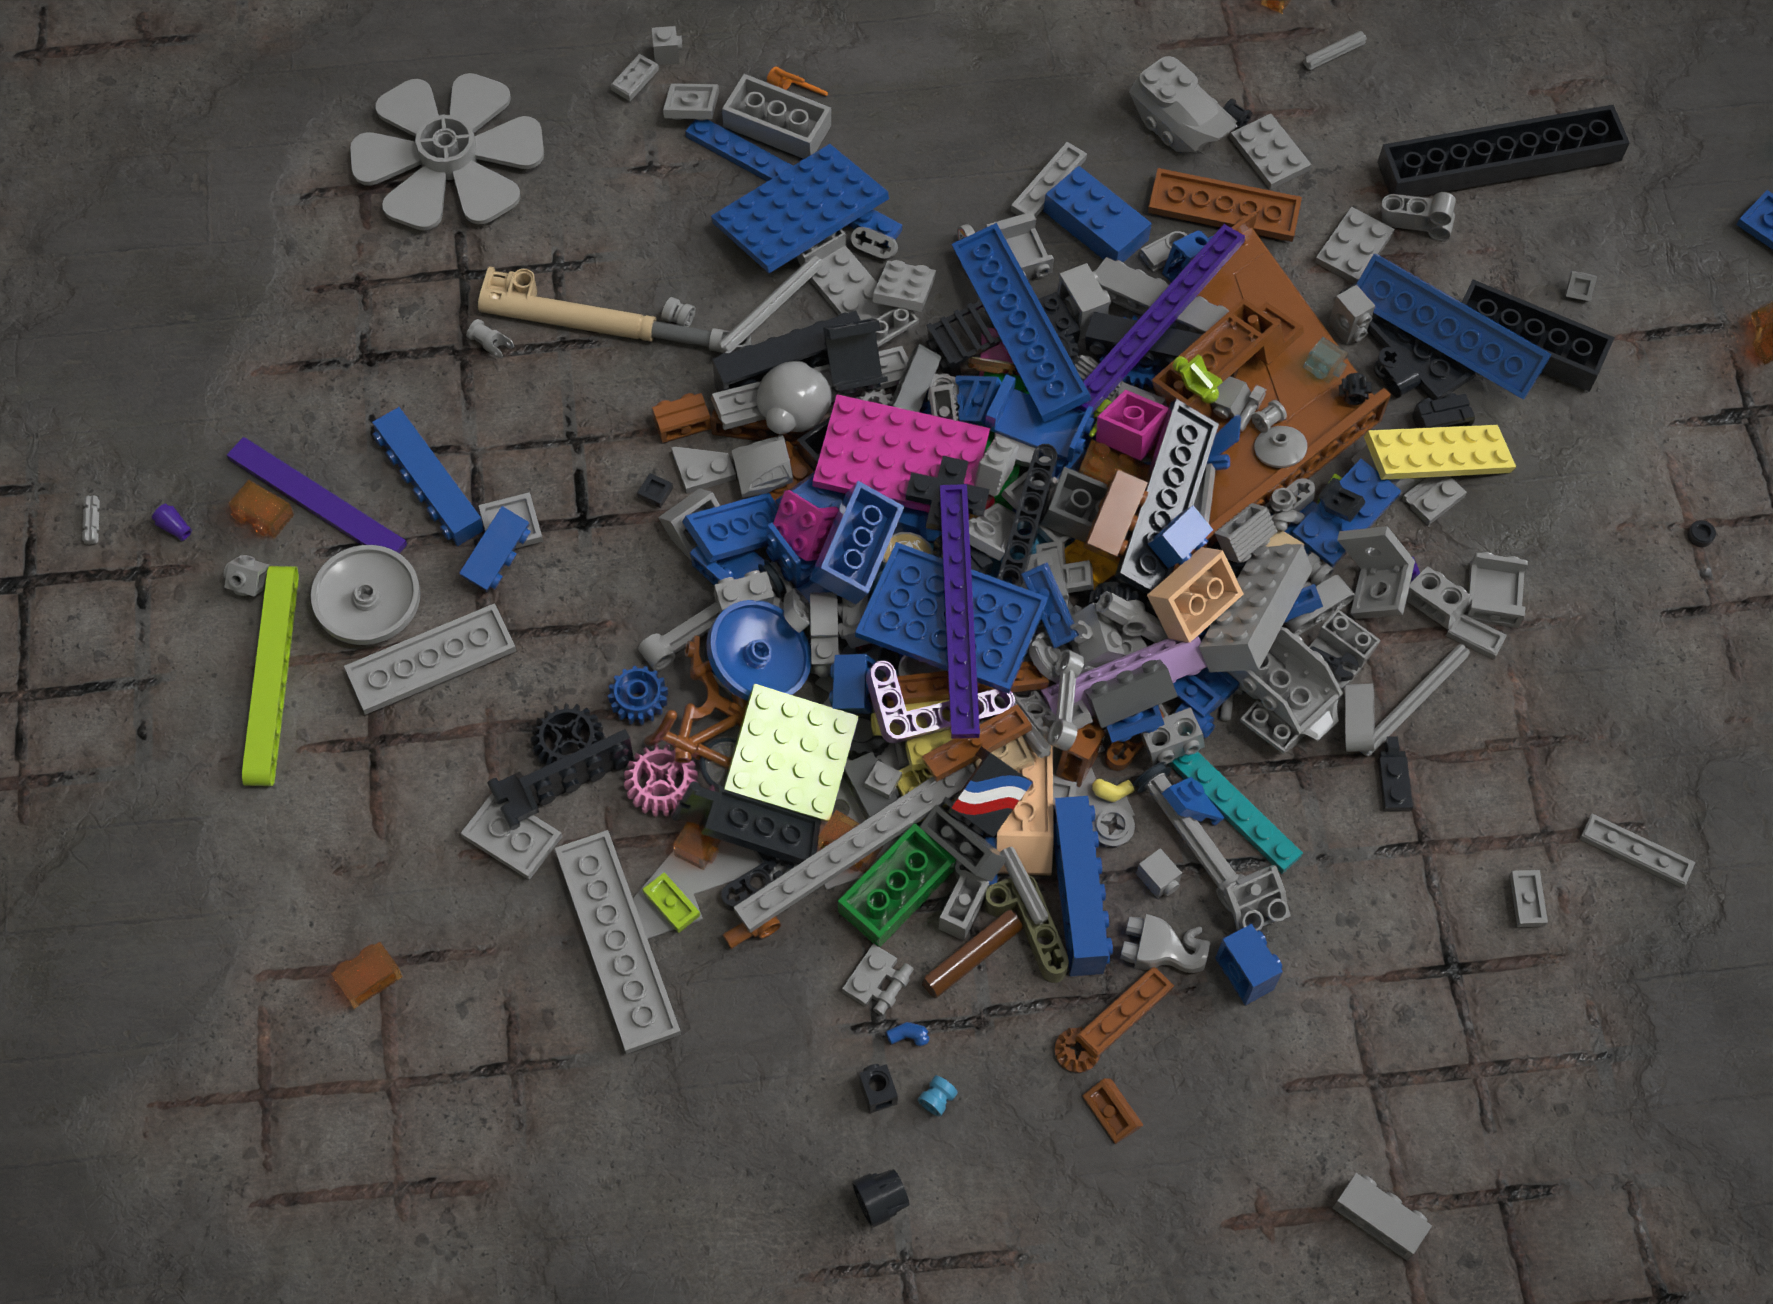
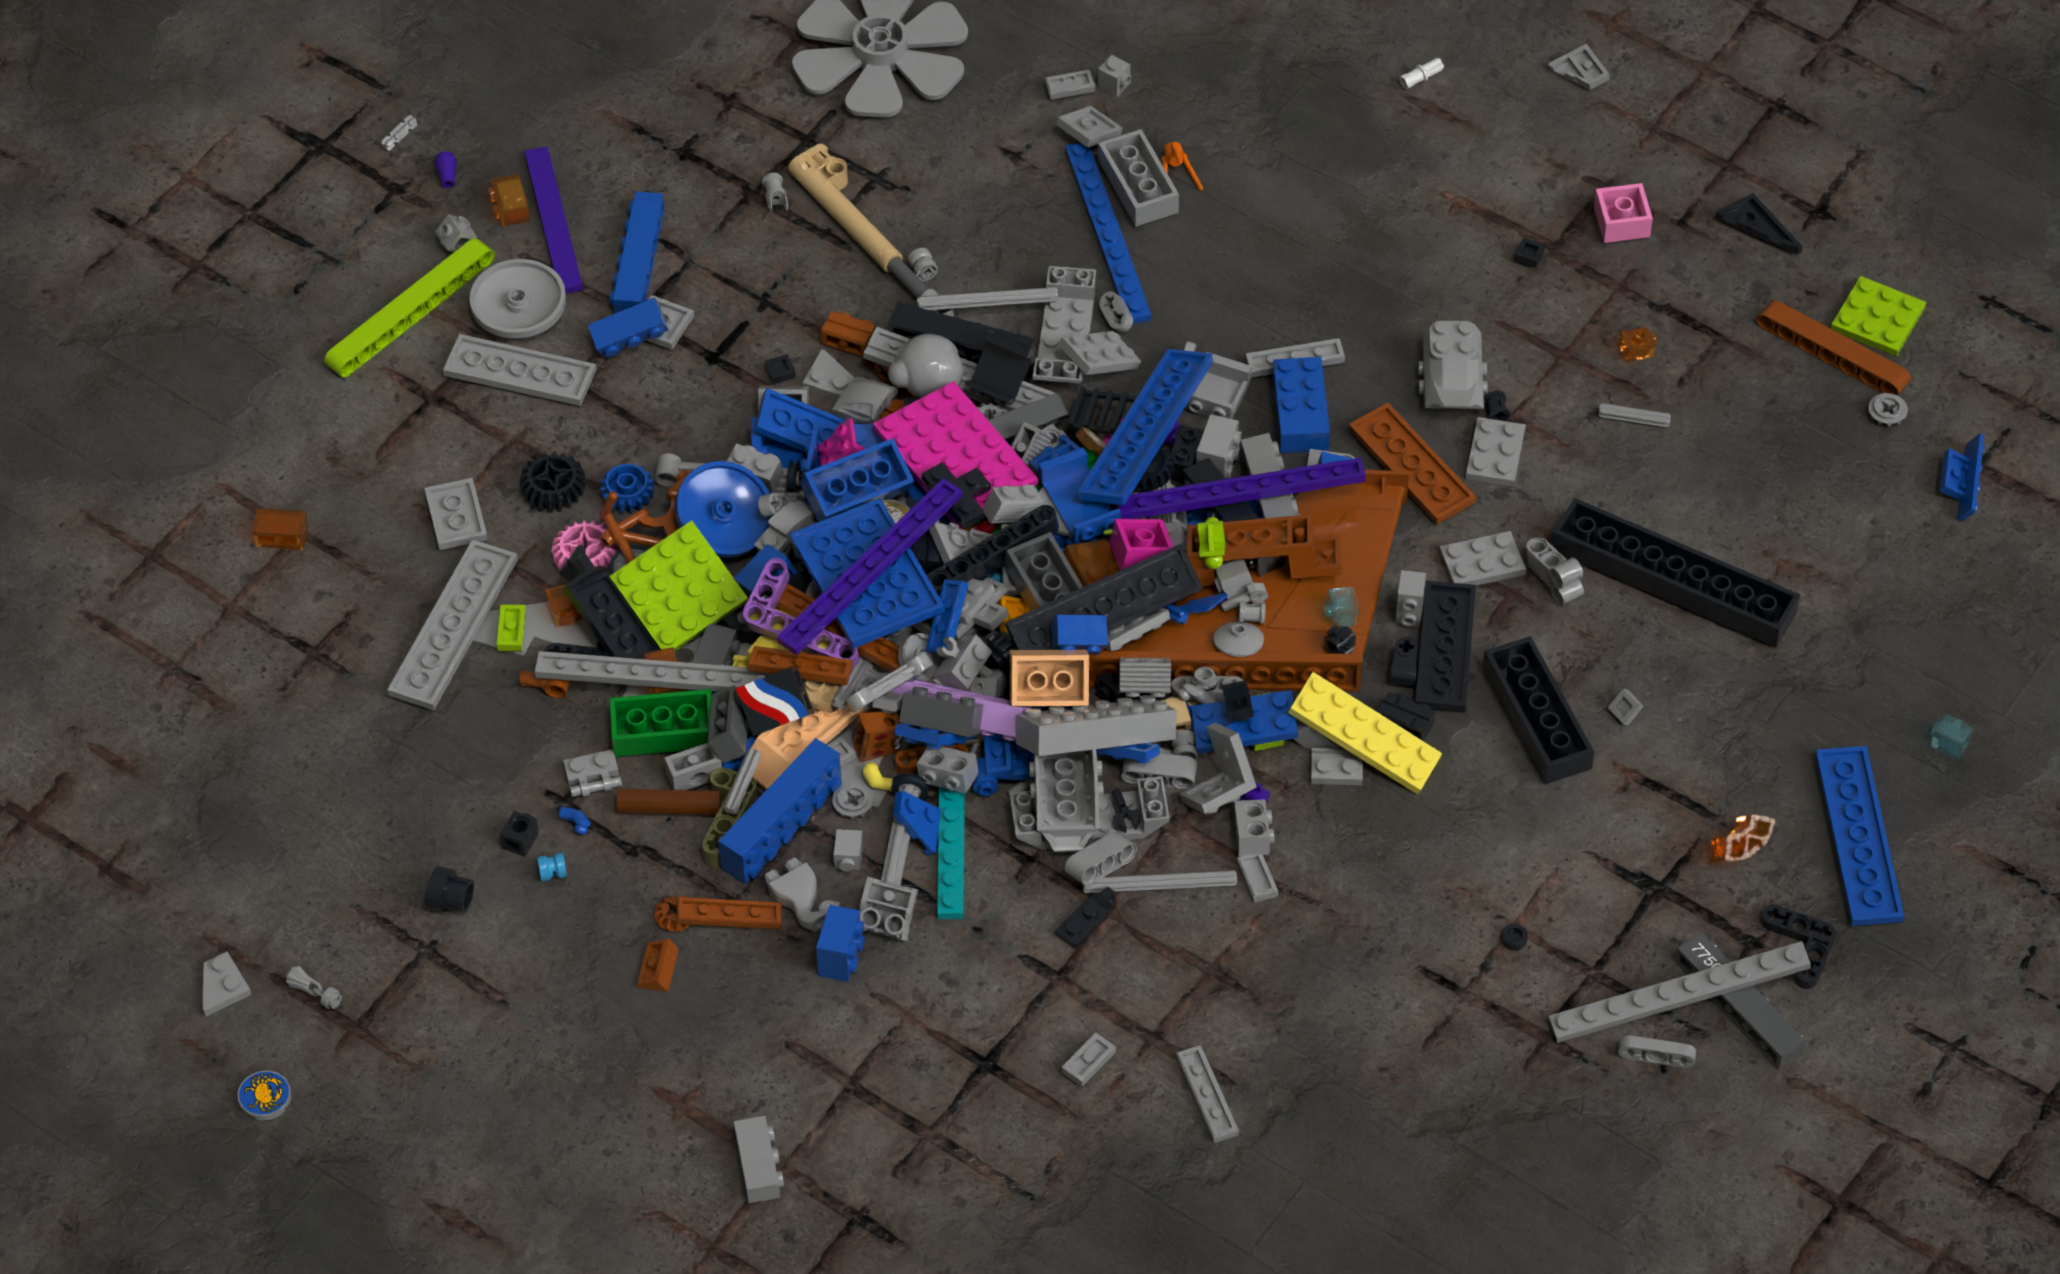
camera: 45 degrees right, 10 degrees down
(560, 777) = (522, 498): black hinge -> none
(799, 208) = (1080, 247): blue plate -> none
(883, 779) = (722, 650): light grey plate -> none
(1116, 515) = (1044, 582): wedge -> none
(1131, 616) = (994, 663): light grey piece -> none
(1452, 327) = (1472, 654): blue plate -> none
(1496, 589) = (1306, 857): light grey panel -> none

